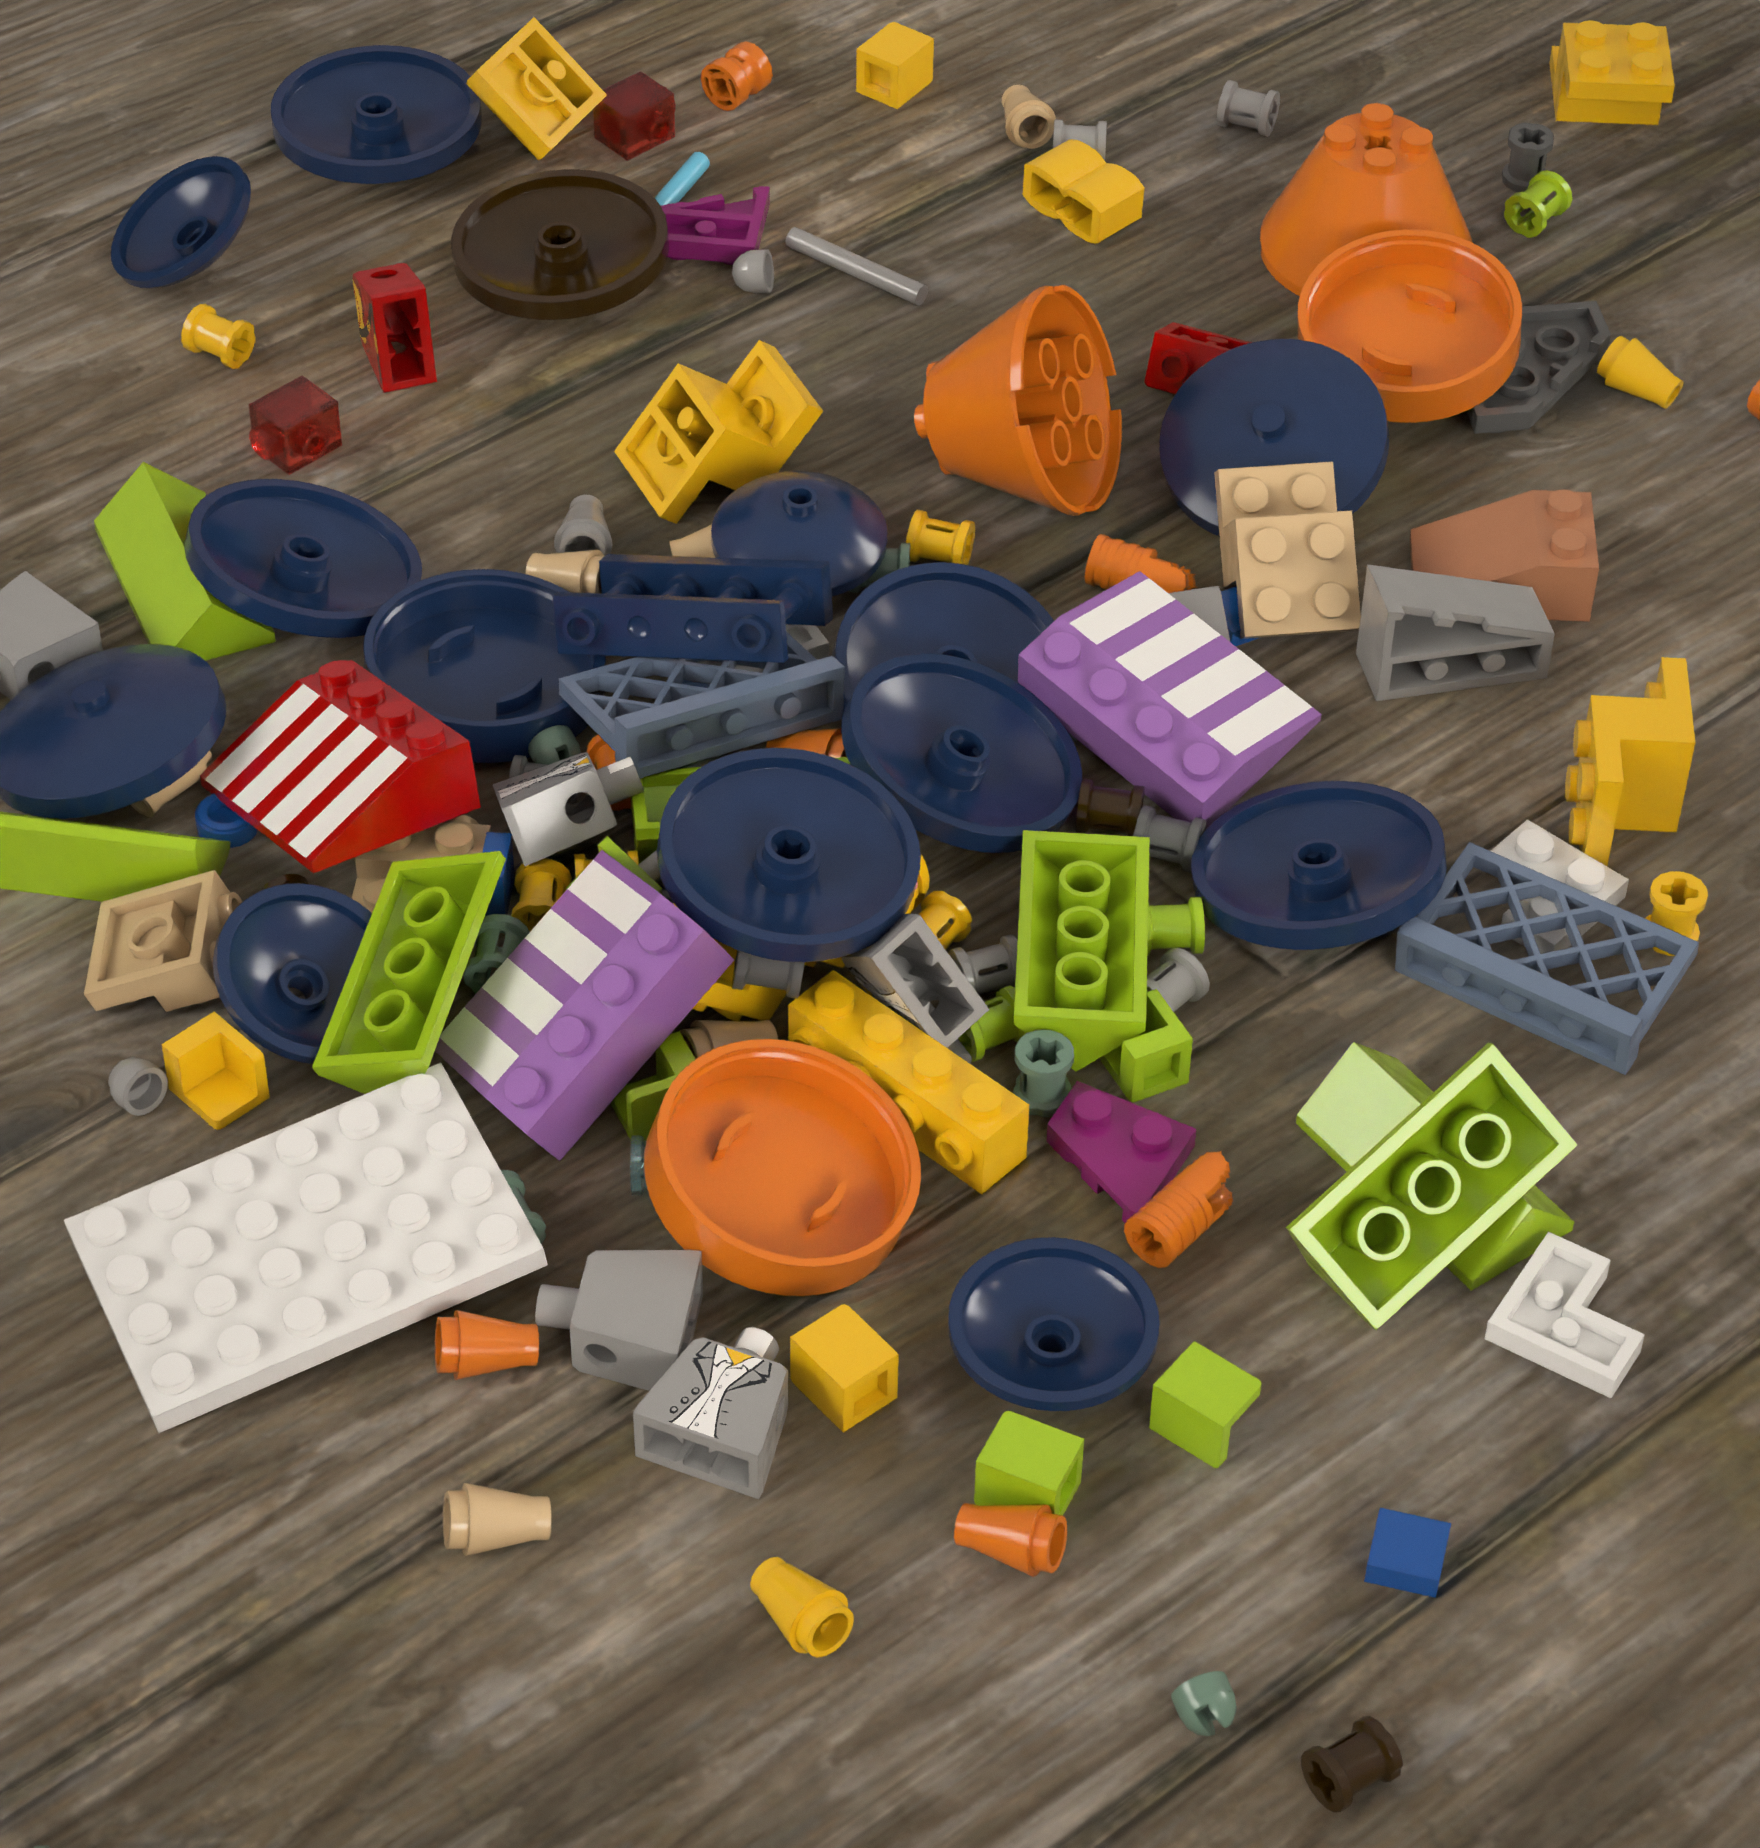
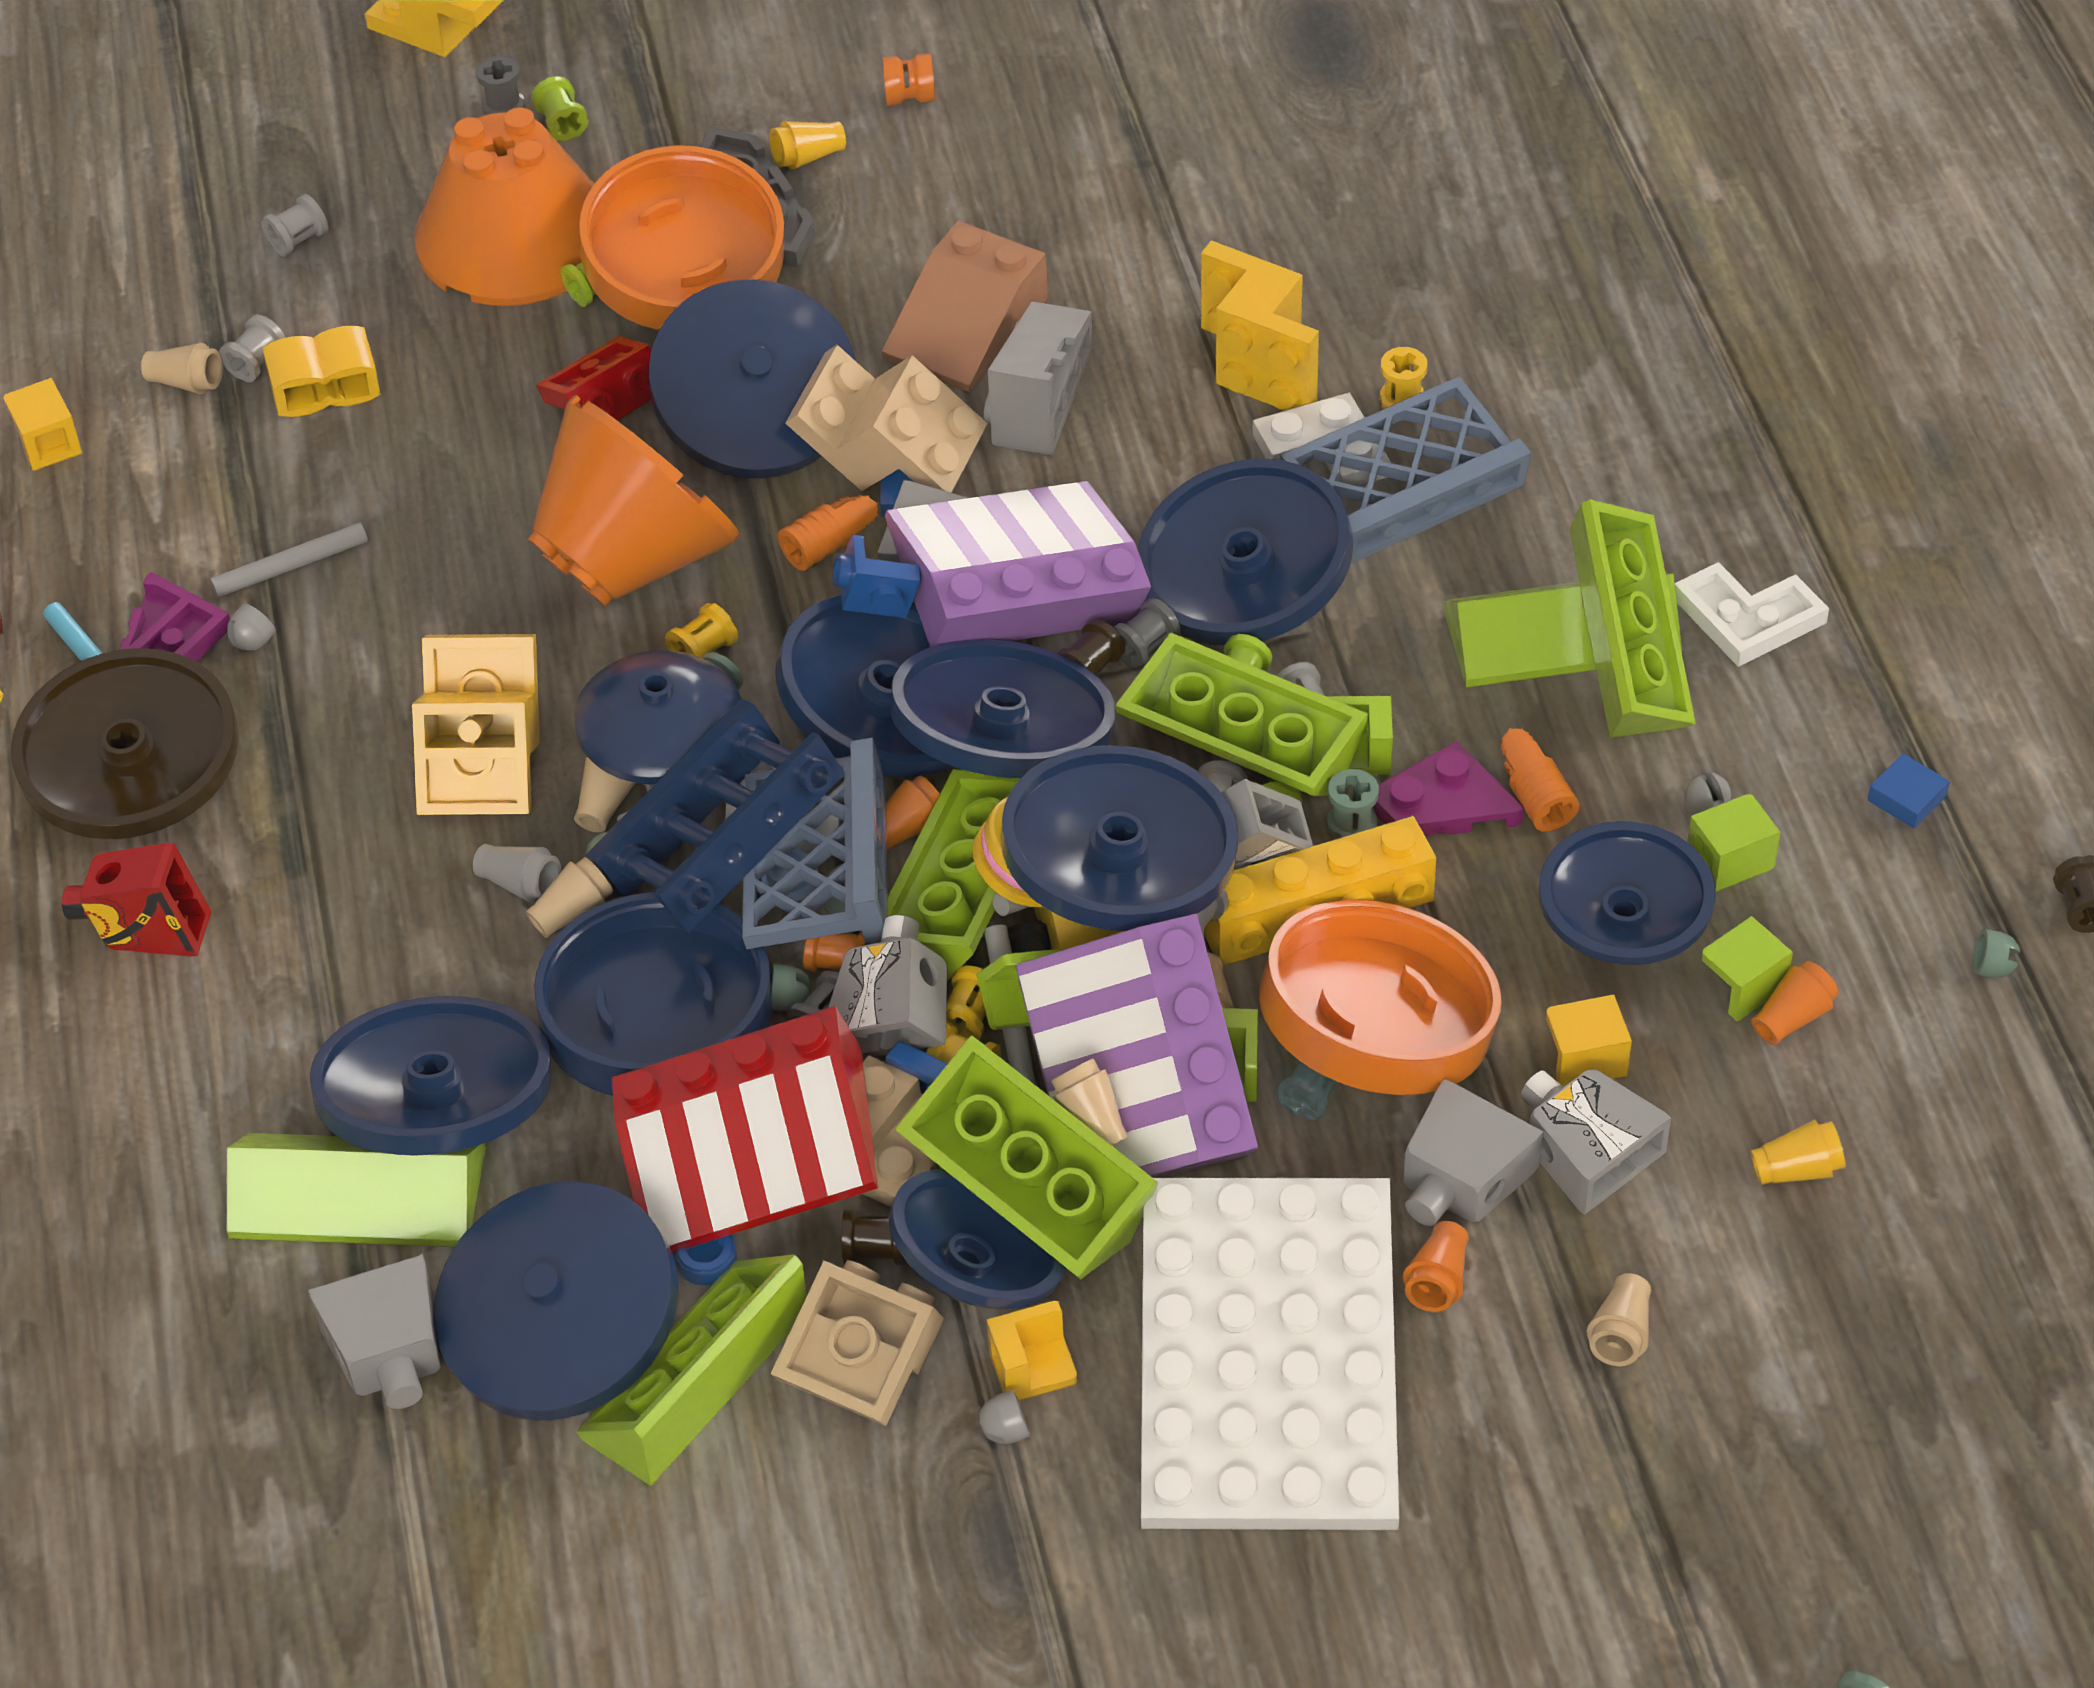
camera: 60 degrees left, 5 degrees up
(216, 335) = (40, 1047): yellow bush -> none
(295, 425) = (222, 1028): clear red brick -> none
(489, 978) = (1090, 1098): none -> tan cone
(1036, 592) = (874, 584): none -> blue bracket
(1284, 1372) = (1699, 792): none -> light grey hinge

